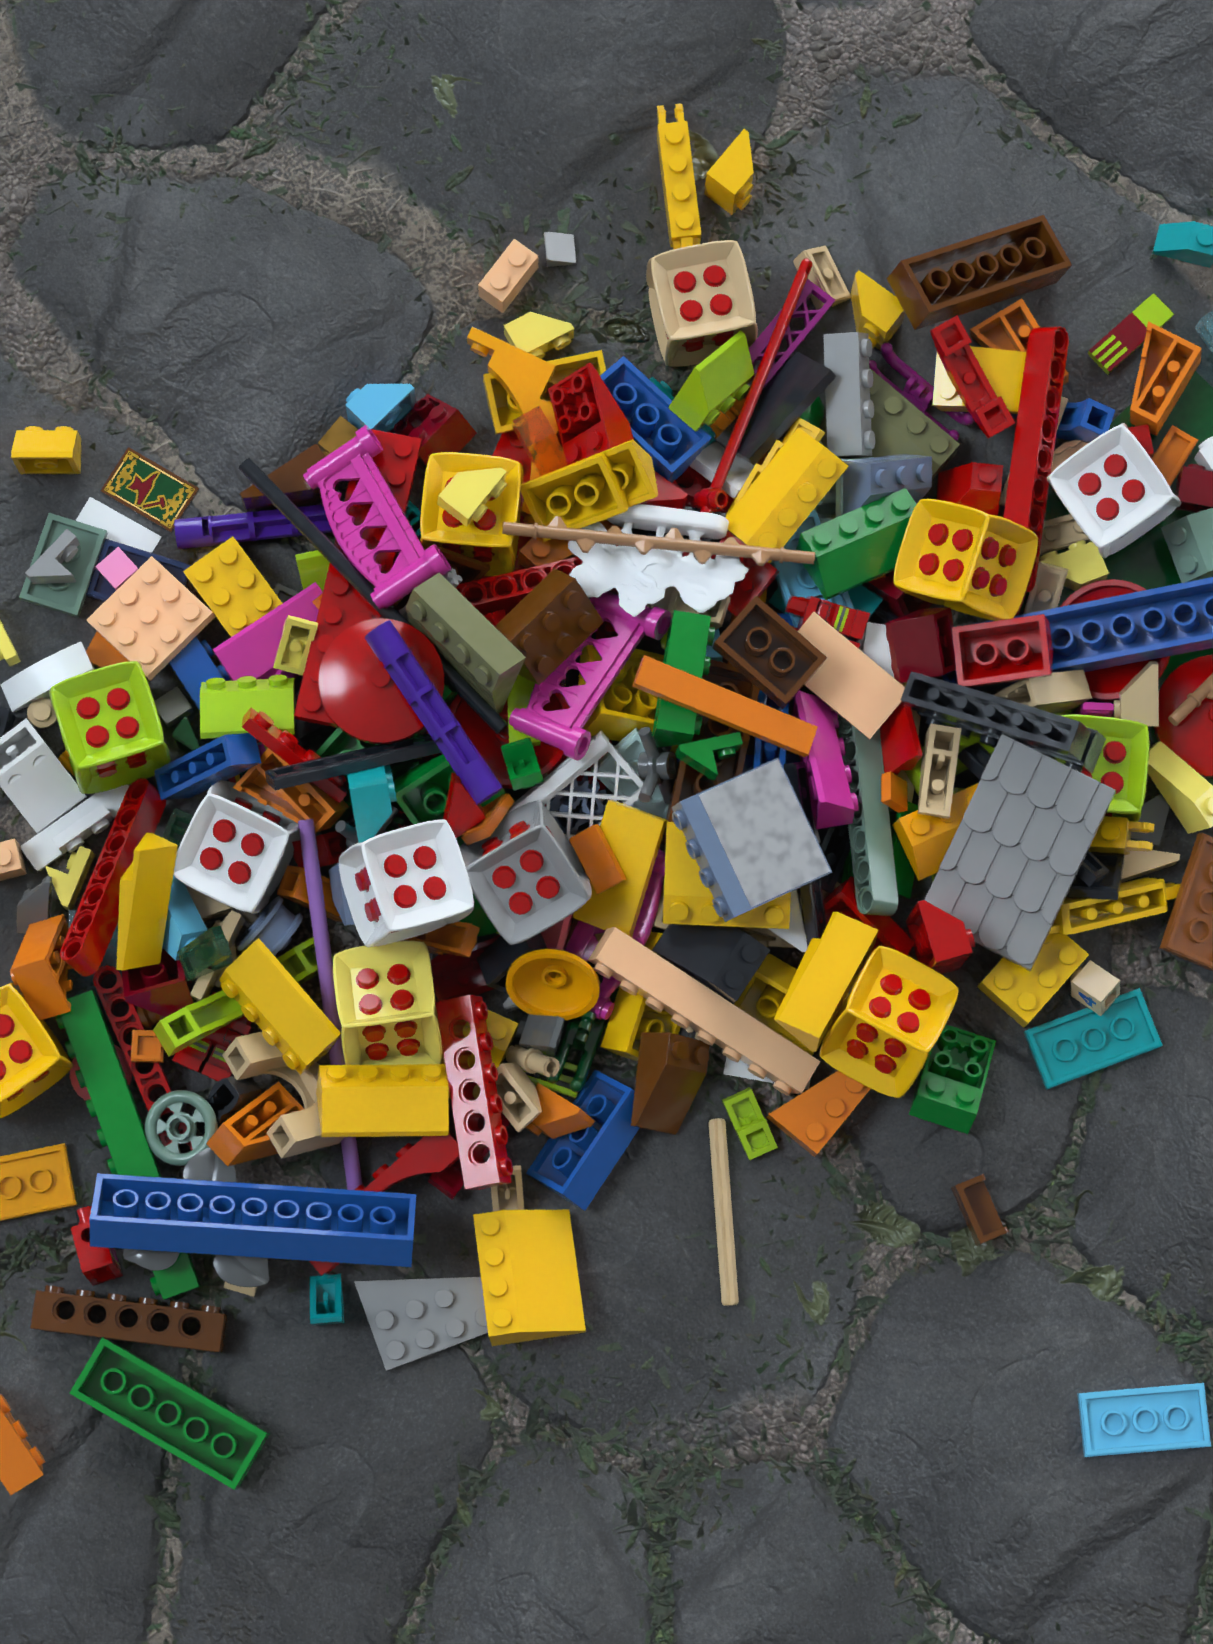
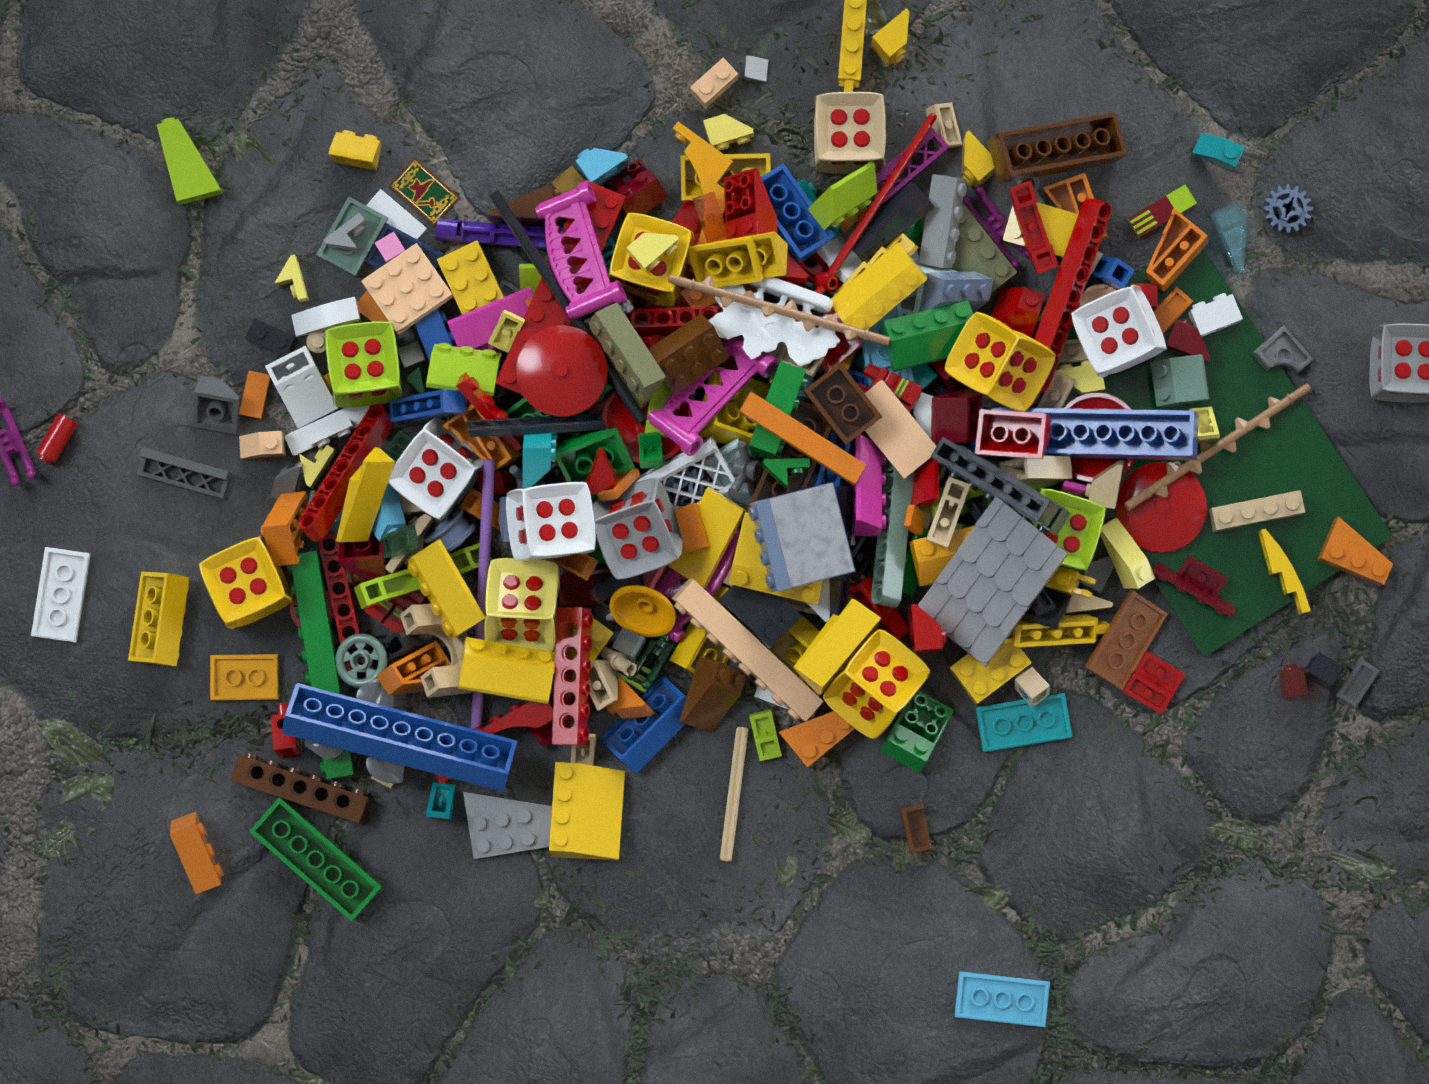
camera: 20 degrees right, 5 degrees up
(146, 1047) = (347, 598): orange tile -> none
(433, 712) = (593, 402): dark purple piece -> none

